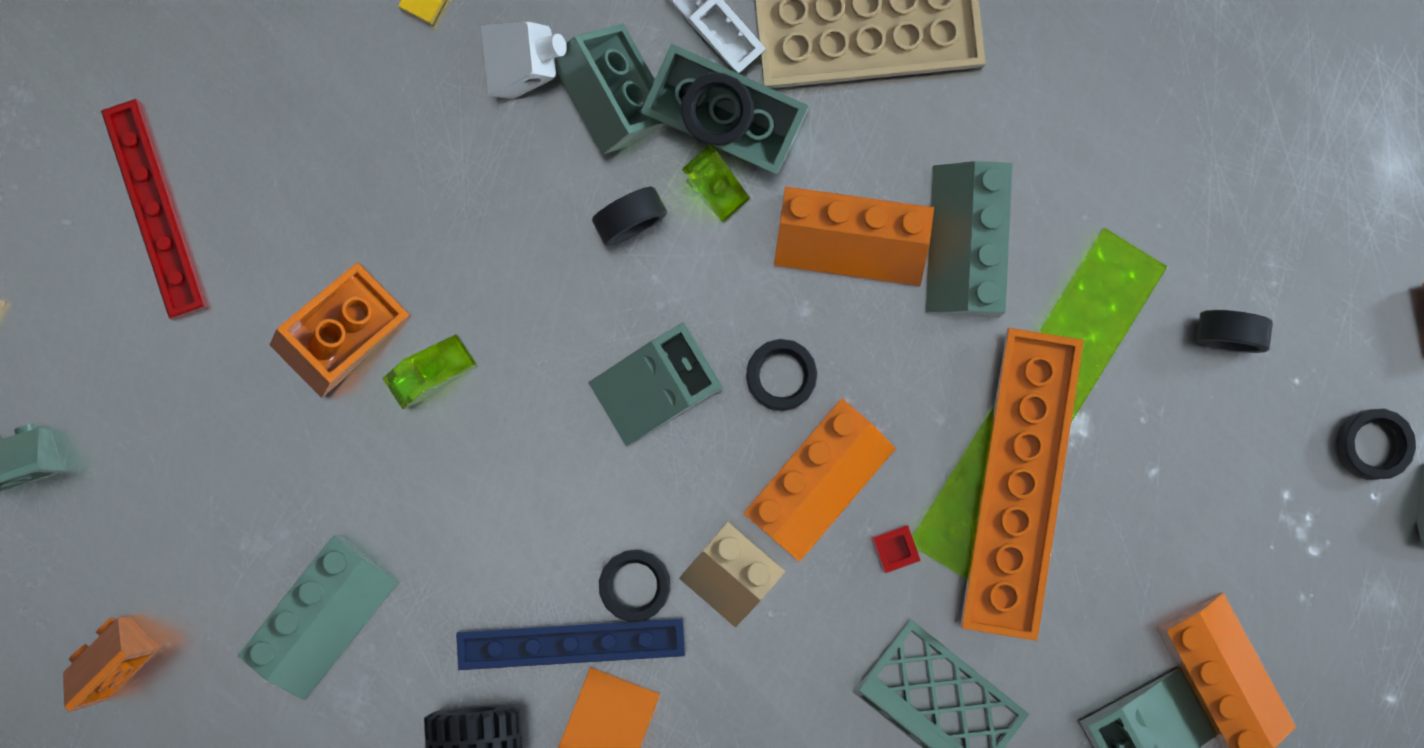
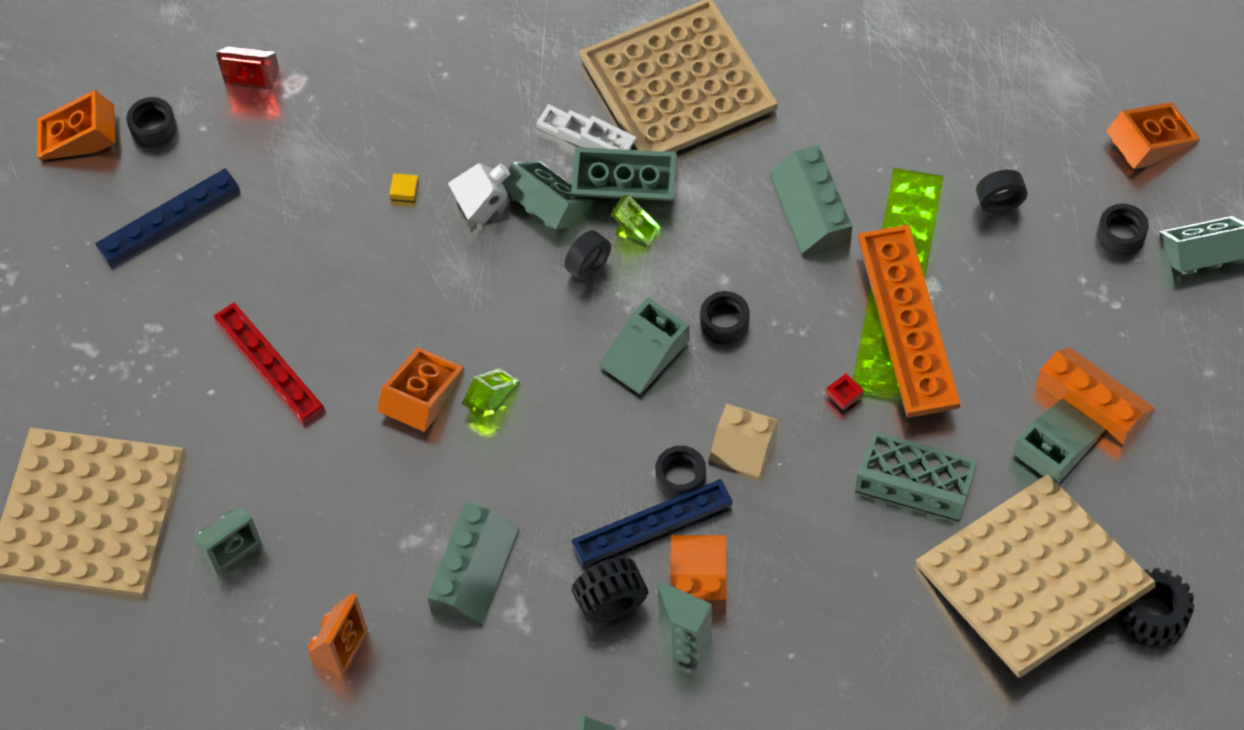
camera: 20 degrees left, 25 degrees down
(697, 88) = (620, 152): black tyre -> none
(820, 480) = (776, 366): orange slope -> none
(853, 236) = (736, 222): orange slope -> none

